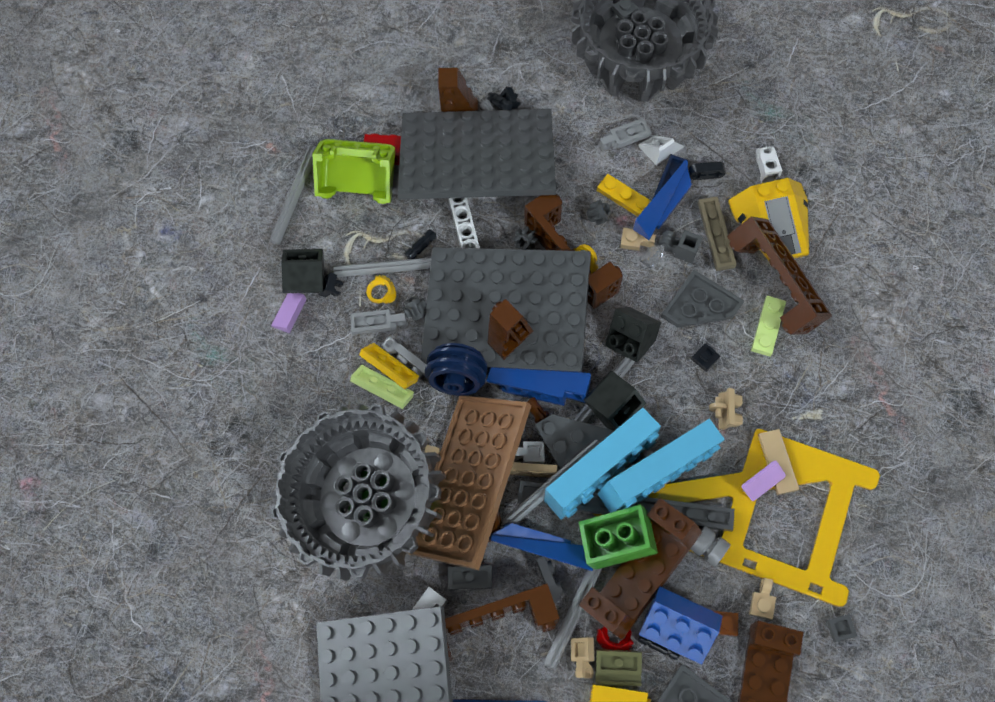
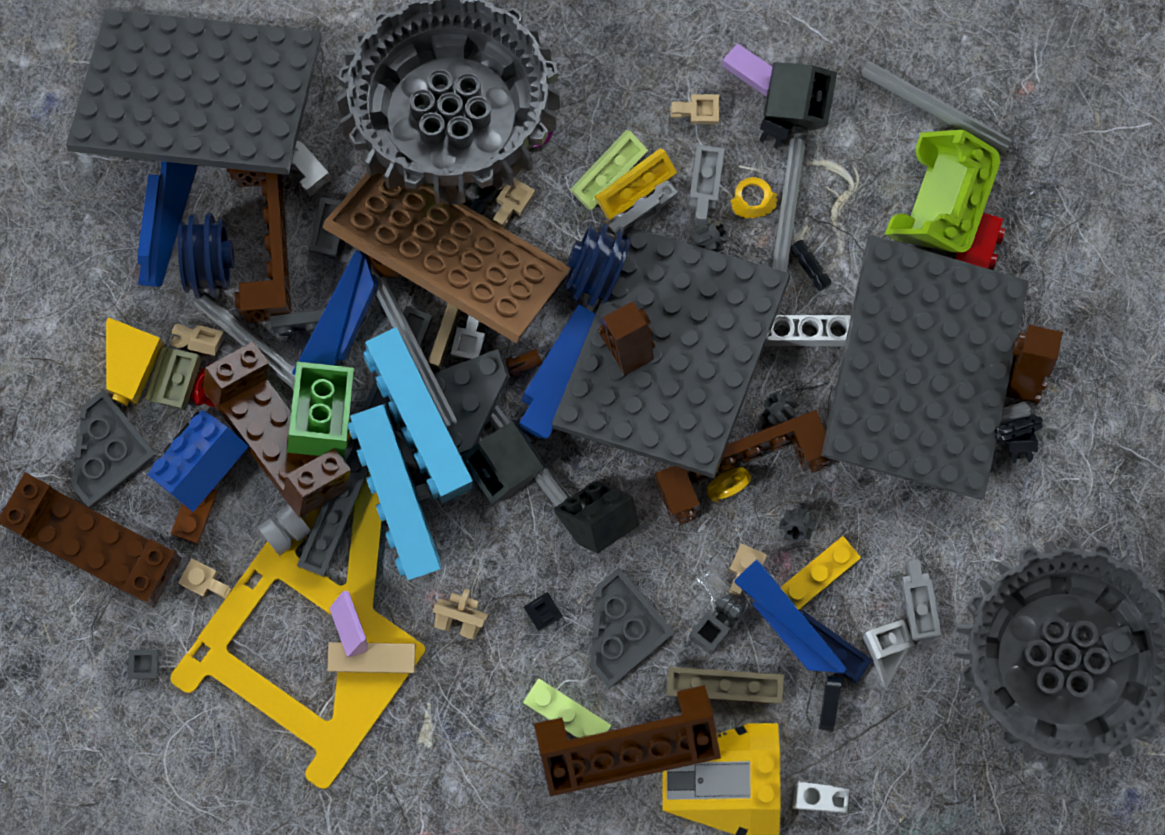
camera: 105 degrees right, 10 degrees up
(325, 336) = (701, 109): none -> tan plate
(520, 662) = (204, 256): none -> dark blue wheel

